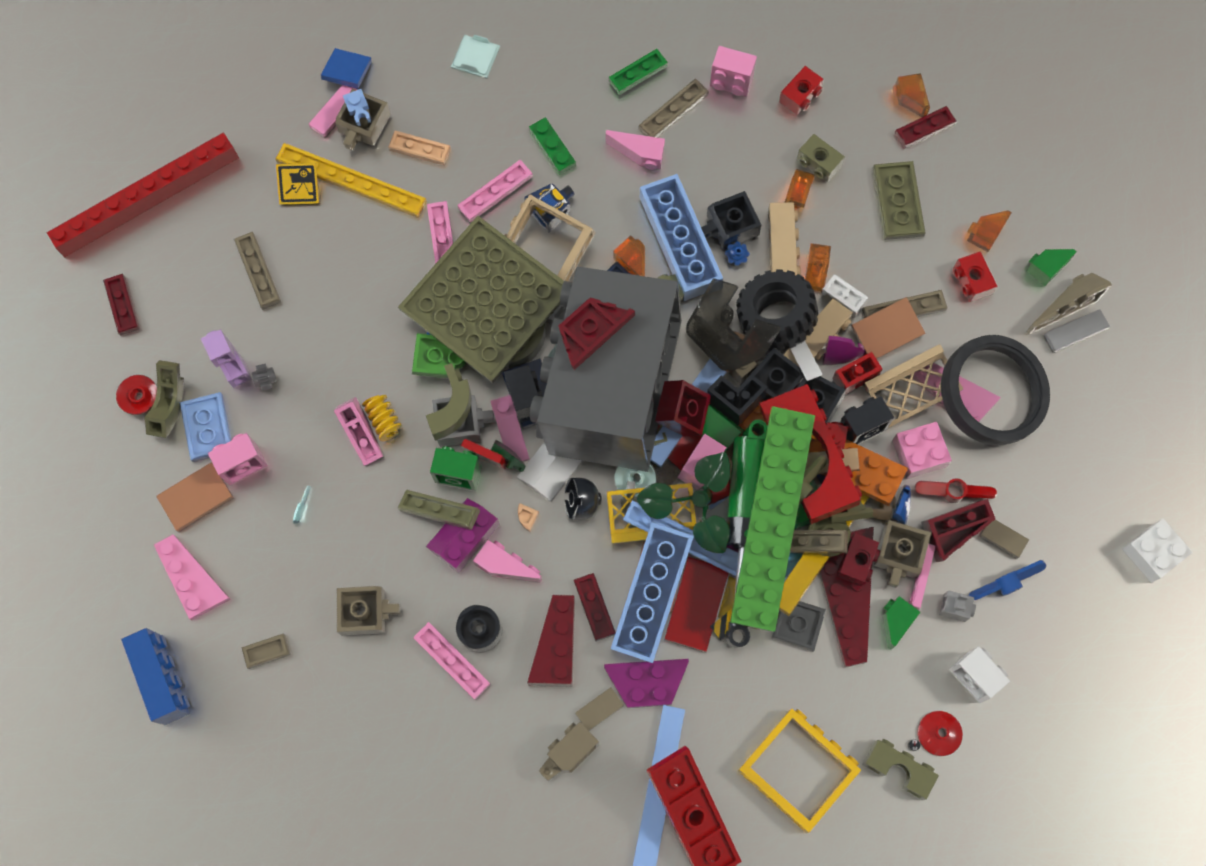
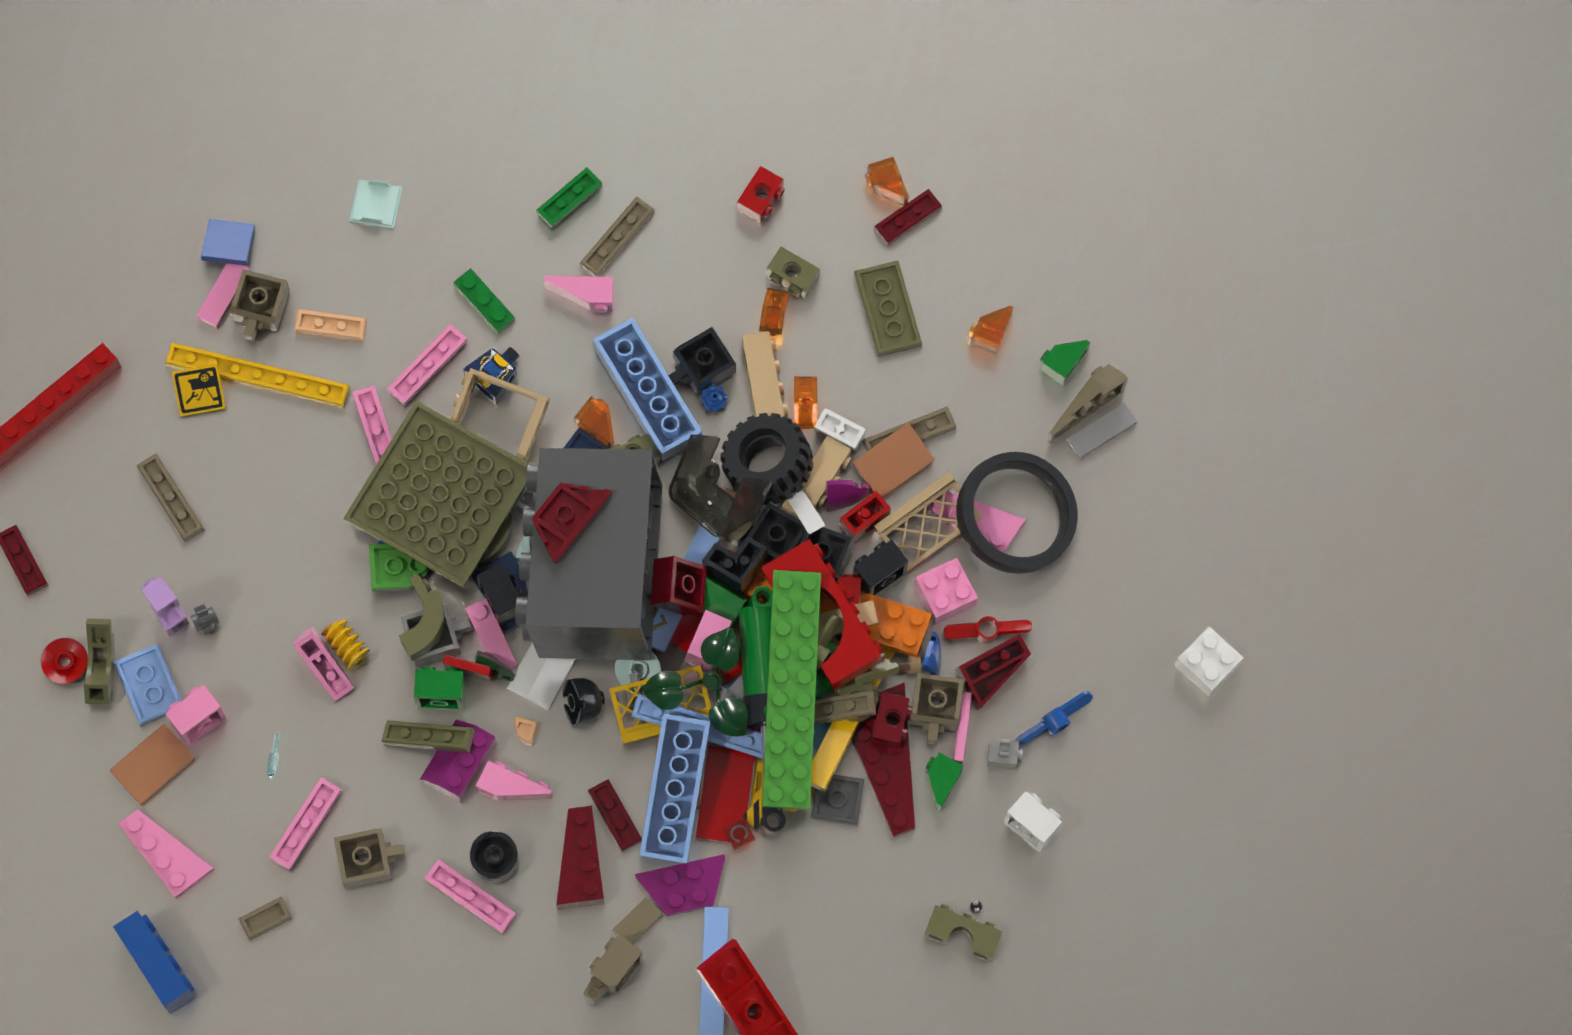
camera: 15 degrees left, 0 degrees up
(317, 571) = (305, 824): none -> bright pink plate
(357, 105) = (253, 289): light blue plate -> none
(704, 642) = (739, 834): none -> clear red tile
(733, 71) = (678, 185): bright pink brick -> none
(778, 800) = (837, 982): yellow window -> none
(929, 735) = (994, 899): red dish -> none
(977, 266) = (981, 373): red brick -> none
(1004, 538) = (1046, 673): dark tan tile -> none

